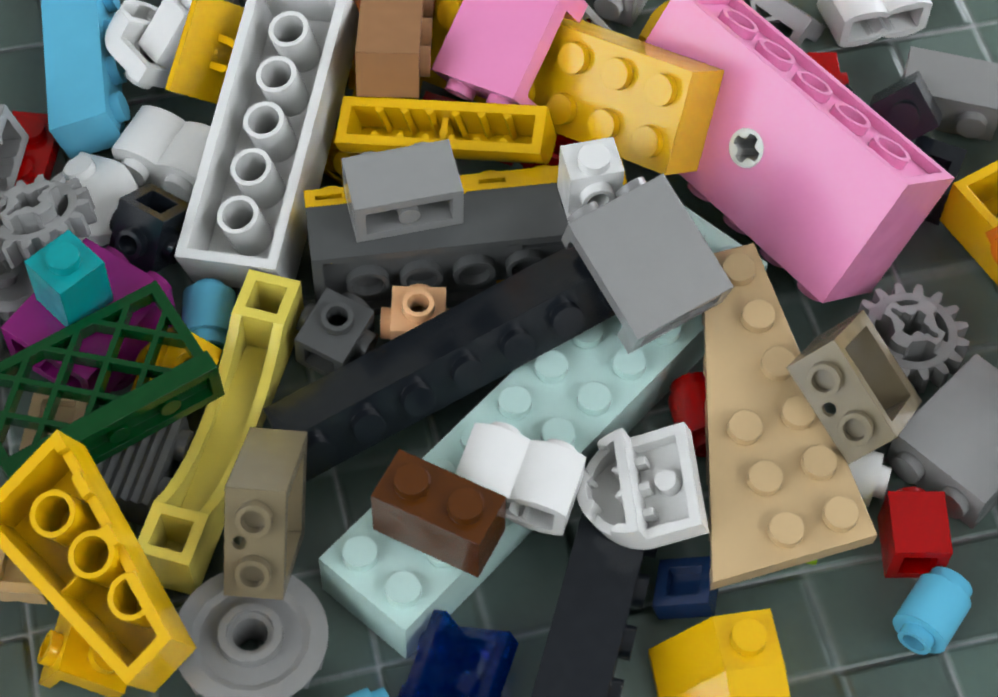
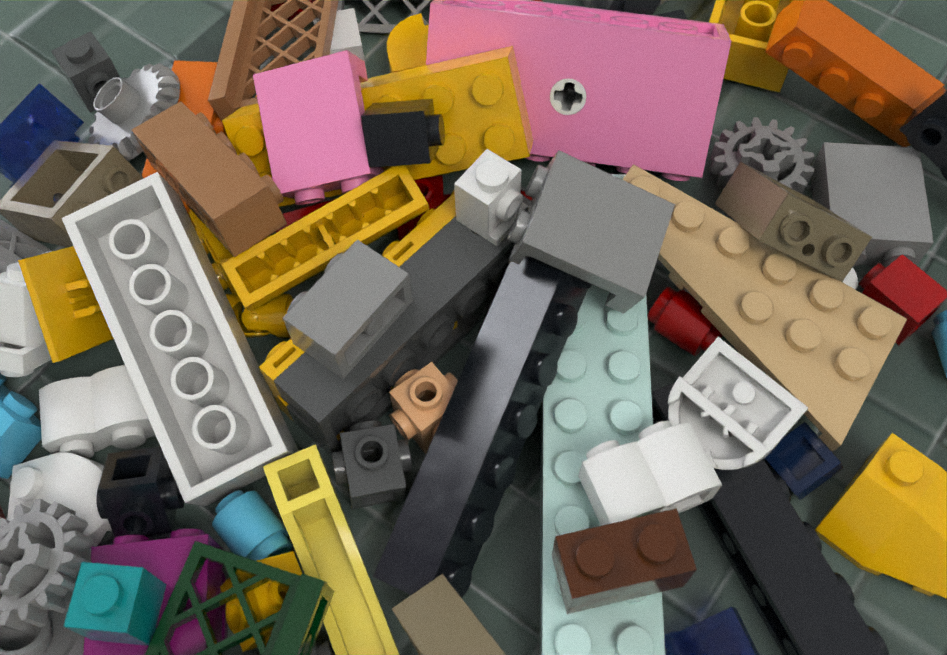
camera: 35 degrees left, 5 degrees up
(562, 81) = (402, 132): none -> black brick

